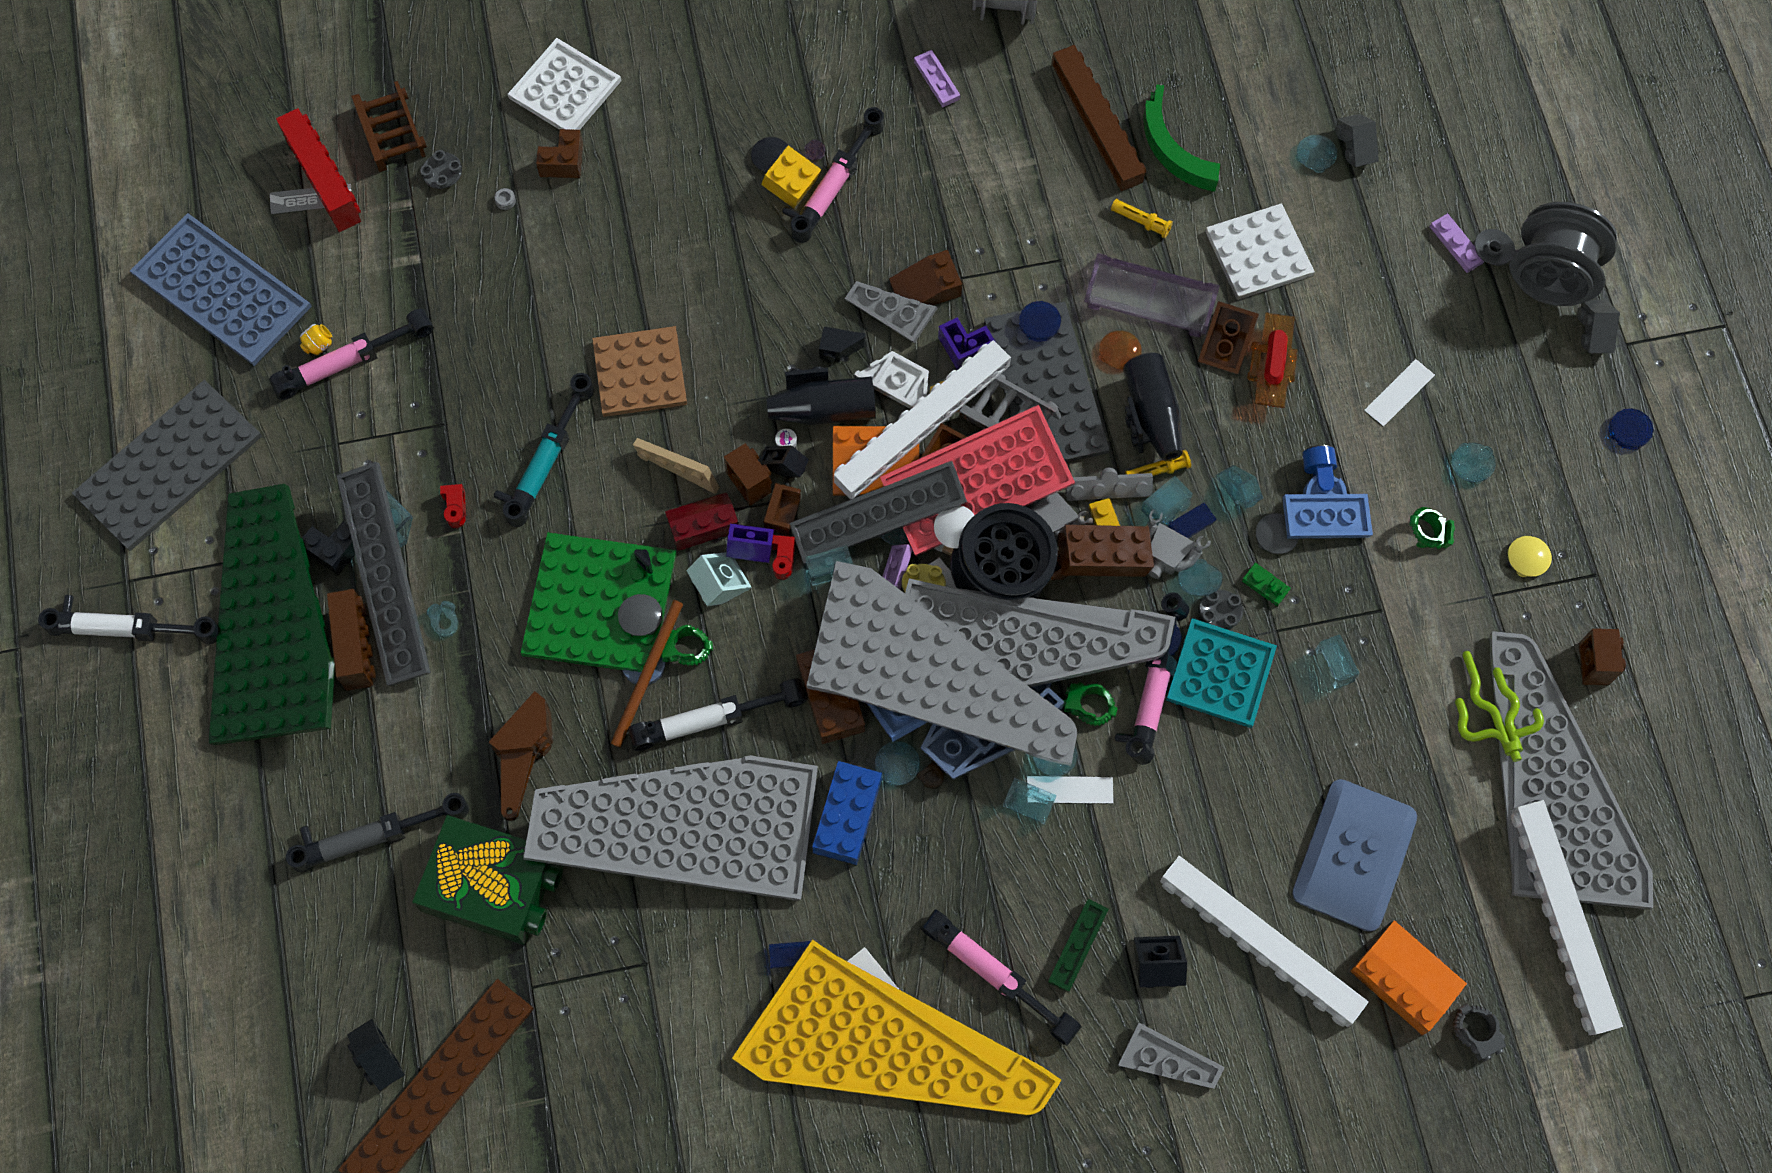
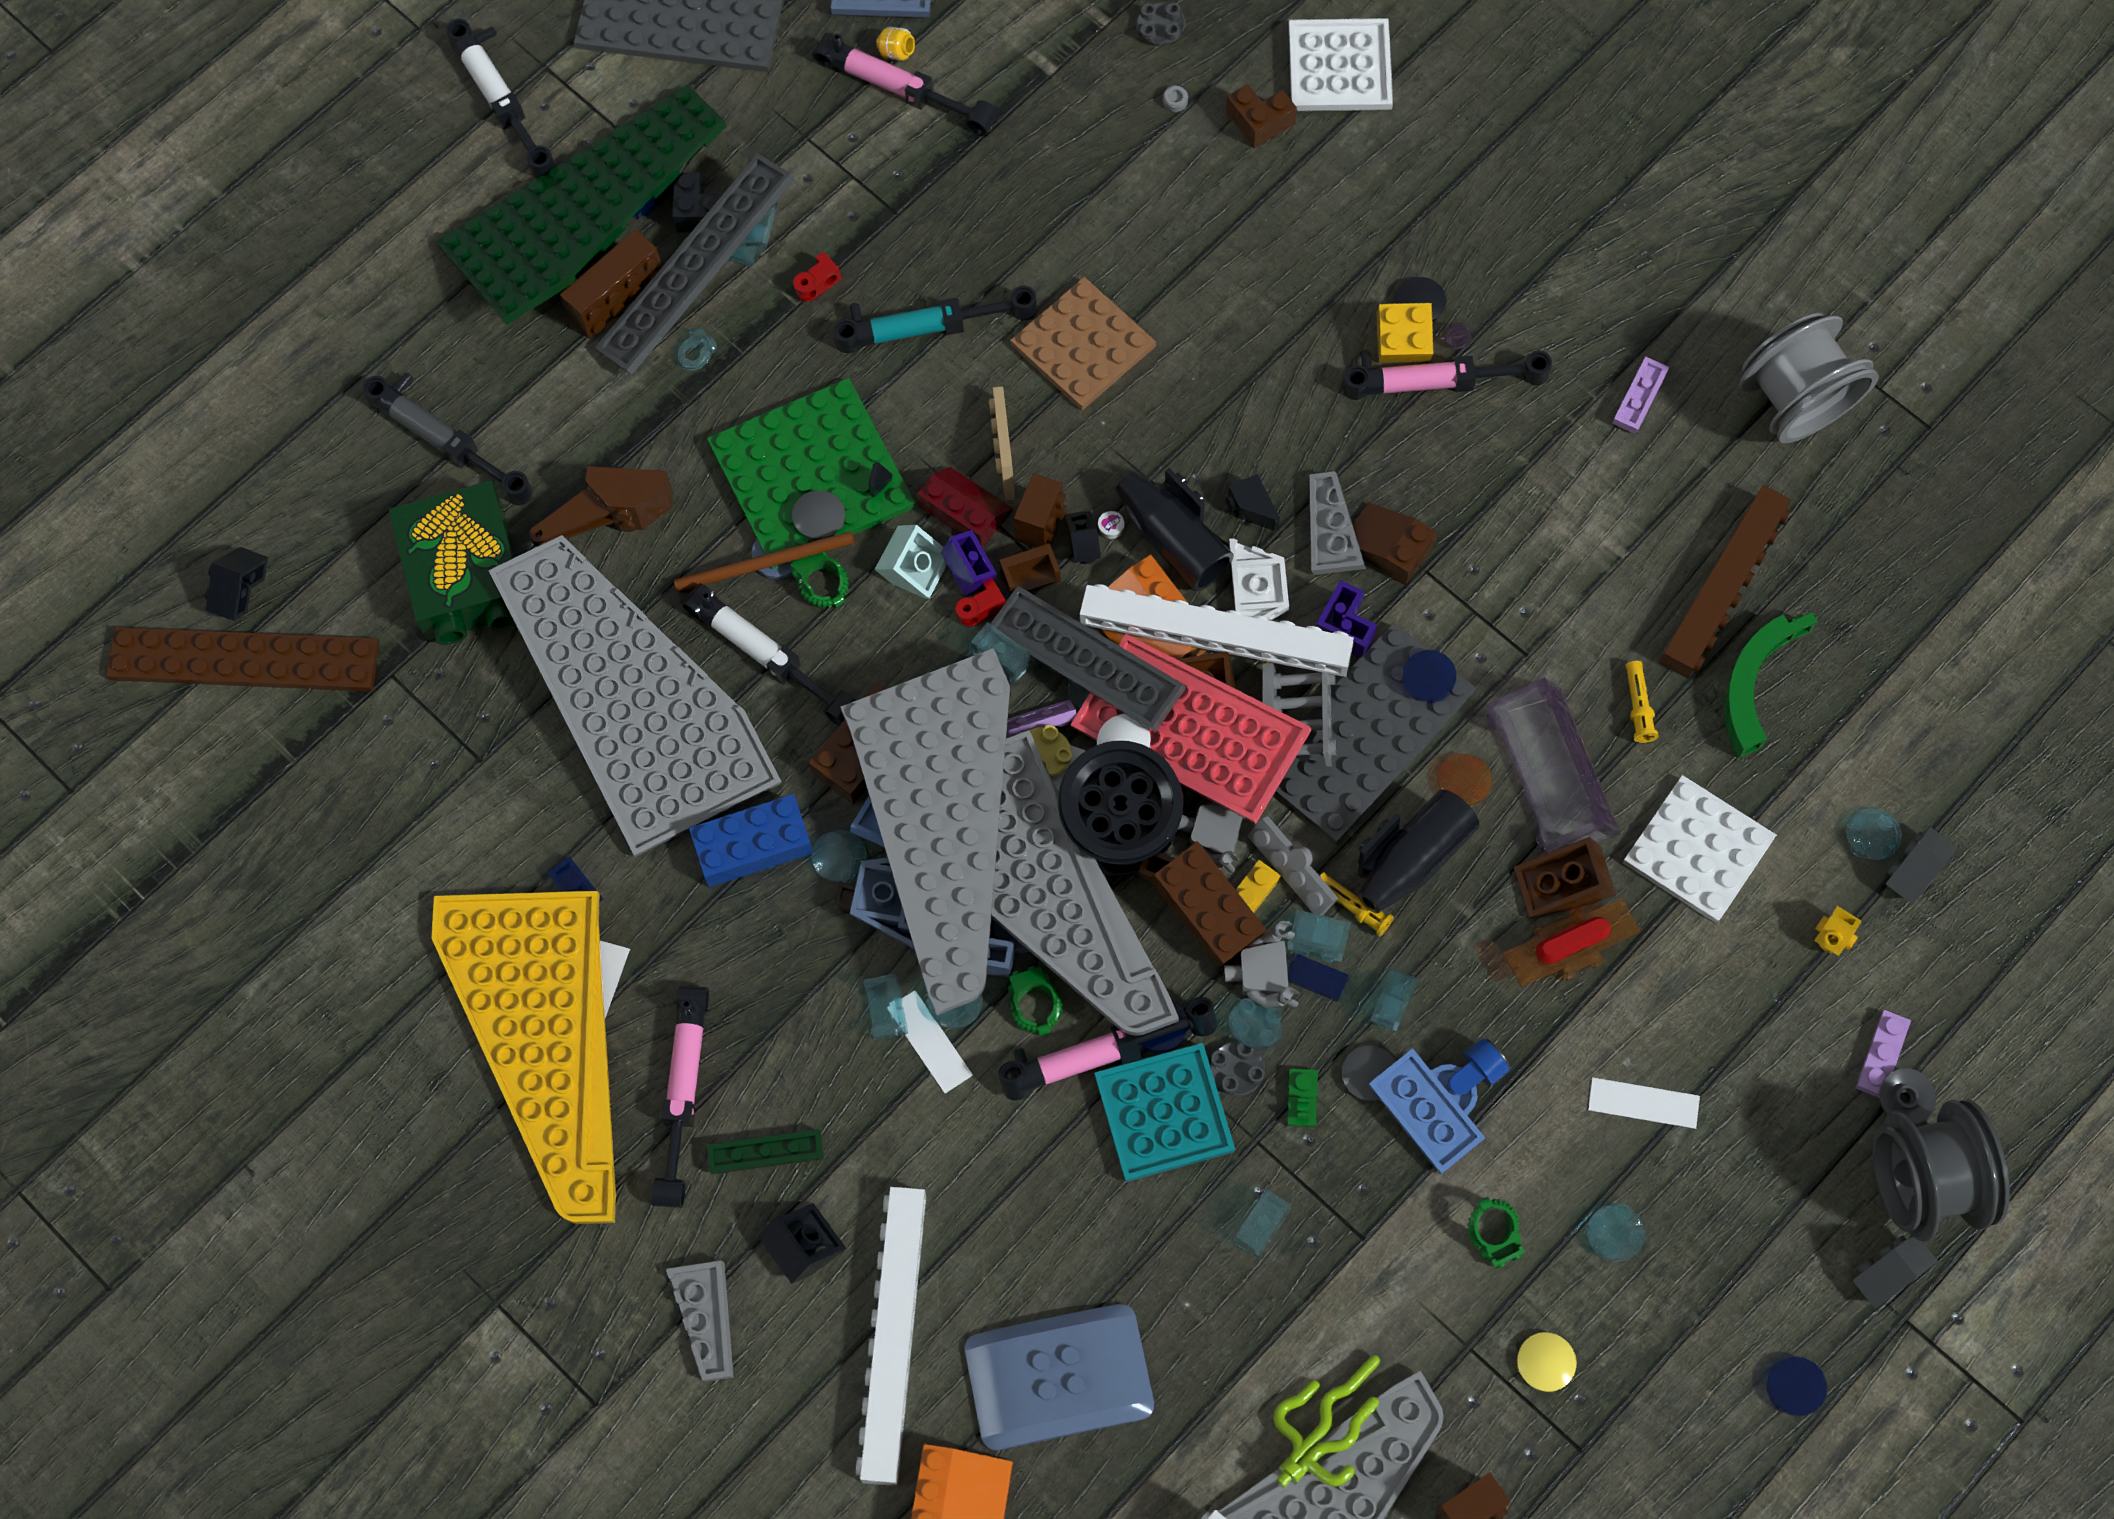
camera: 60 degrees right, 0 degrees up
(1368, 212) = (1837, 931): none -> yellow brick

